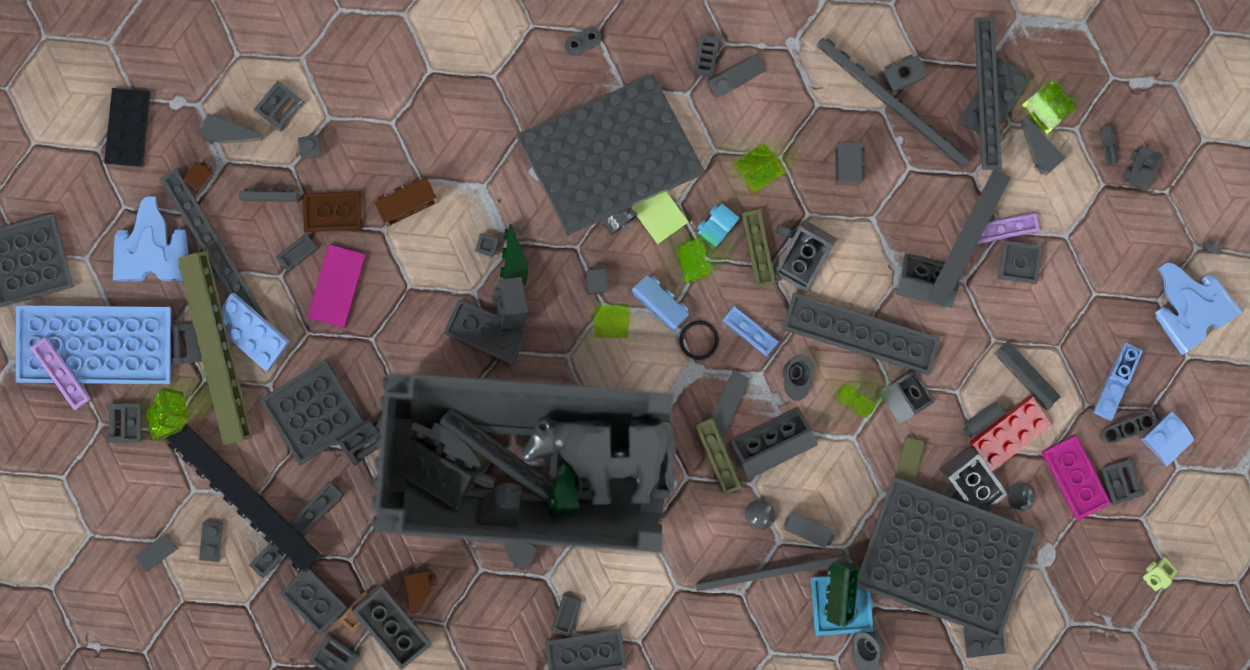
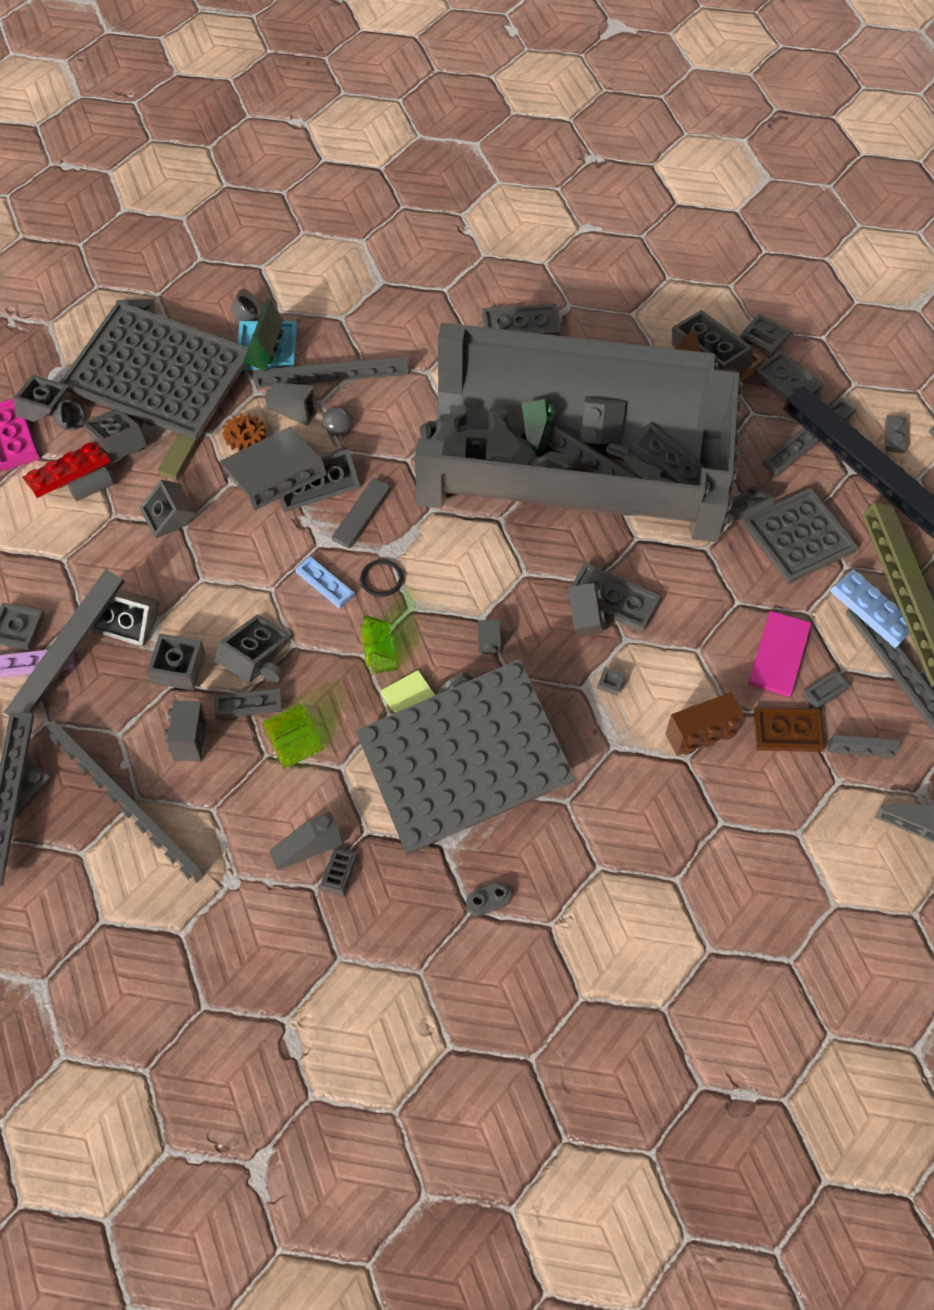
camera: 175 degrees left, 25 degrees down
(274, 101) = (865, 852): dark grey plate -> none
(309, 147) = (819, 795): dark grey brick -> none
(515, 261) = (578, 663): dark green slope -> none
(611, 321) = (475, 601): clear neon green piece -> none
(660, 302) = (421, 606): light blue slope -> none
(718, 225) = (347, 683): medium azure brick -> none
(718, 455) = (373, 470): olive tile -> none
(758, 248) = (304, 659): olive plate -> none
(797, 377) = (280, 530): dark grey piece -> none
(802, 200) = (247, 703): none -> dark grey plate
(813, 443) = (274, 467): none -> dark grey panel
(850, 398) = (223, 507): clear neon green brick -> none
(856, 492) = (242, 433): none -> dark orange gear
(861, 333) = (206, 570): dark grey plate -> none
(869, 232) = (176, 661): none -> dark grey brick
(914, 67) = (89, 829): dark grey brick -> none
(1027, 375) = (36, 521): dark grey fence -> none
(1050, 509) = (38, 397): none -> dark grey slope

